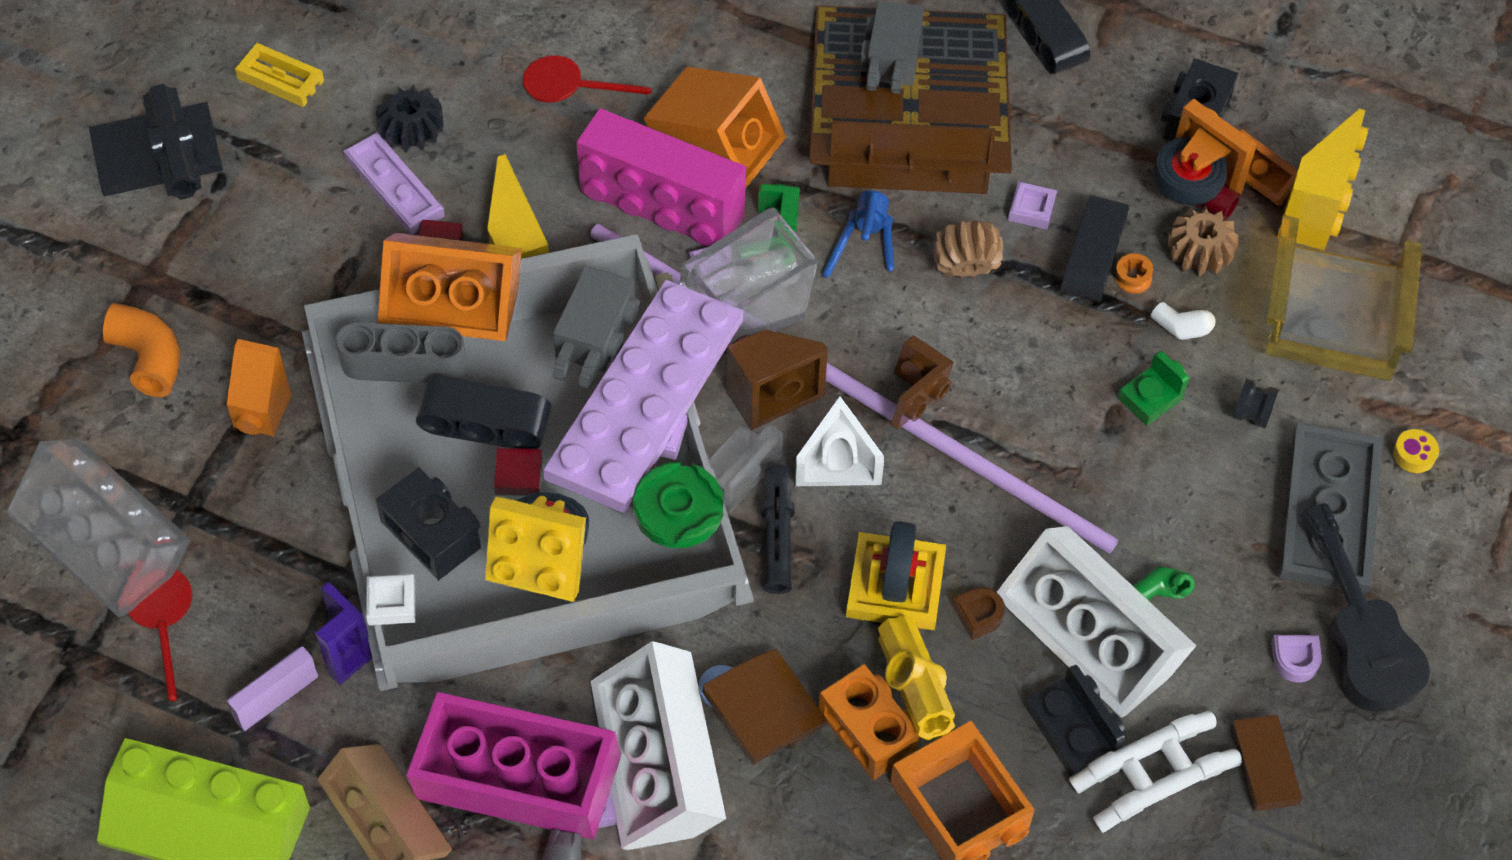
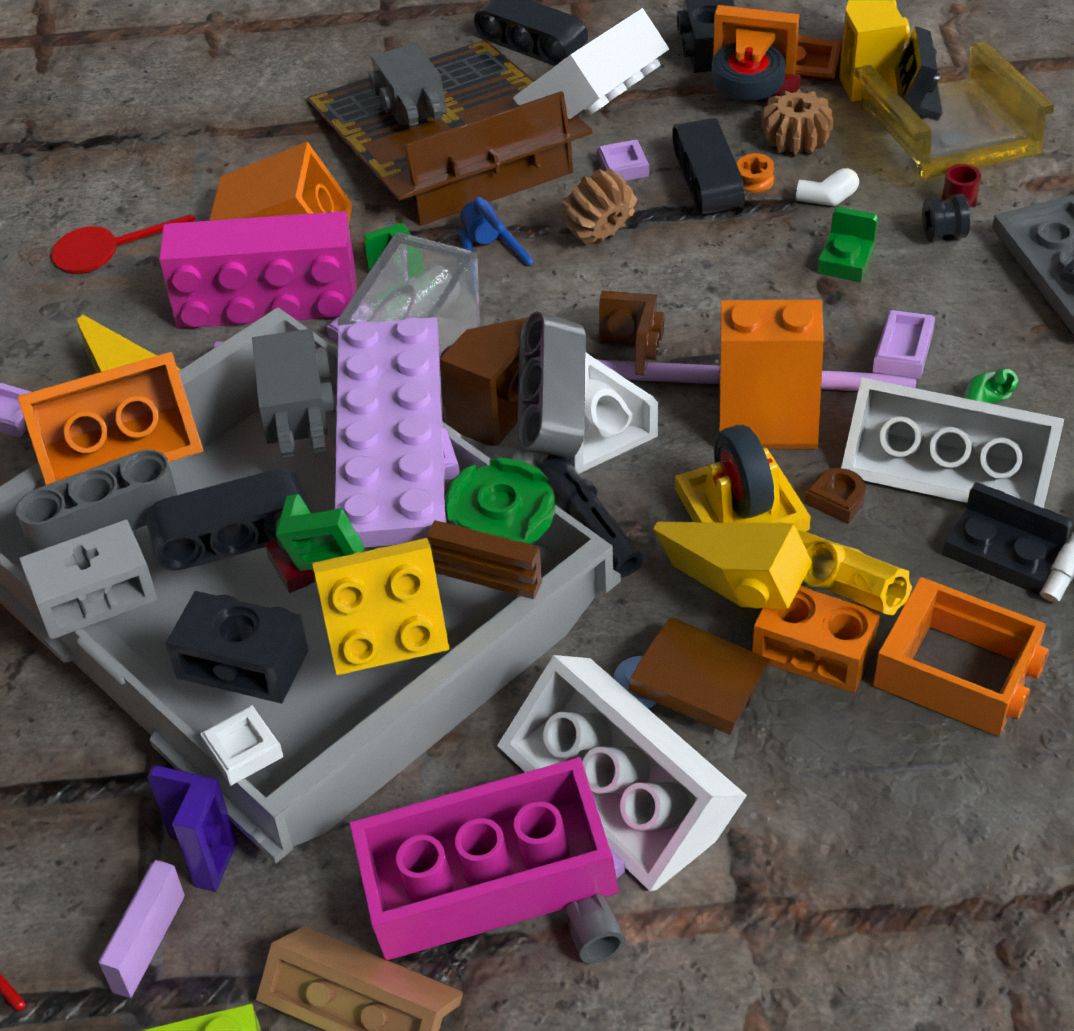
camera: 25 degrees left, 10 degrees down
(361, 413) = (89, 579): none -> light grey brick
(525, 466) = (315, 535): none -> green bracket
(638, 544) = (485, 559): none -> reddish brown tile
(800, 411) = (551, 385): none -> dark grey beam
(848, 641) = (741, 561): none -> yellow slope
(981, 486) = (772, 370): none -> orange slope
(1061, 107) = (602, 67): none -> white slope
(1129, 506) = (904, 344): none -> lavender tile
(1294, 379) = (963, 180): none -> dark red hose
(1329, 257) = (918, 75): none -> black bracket

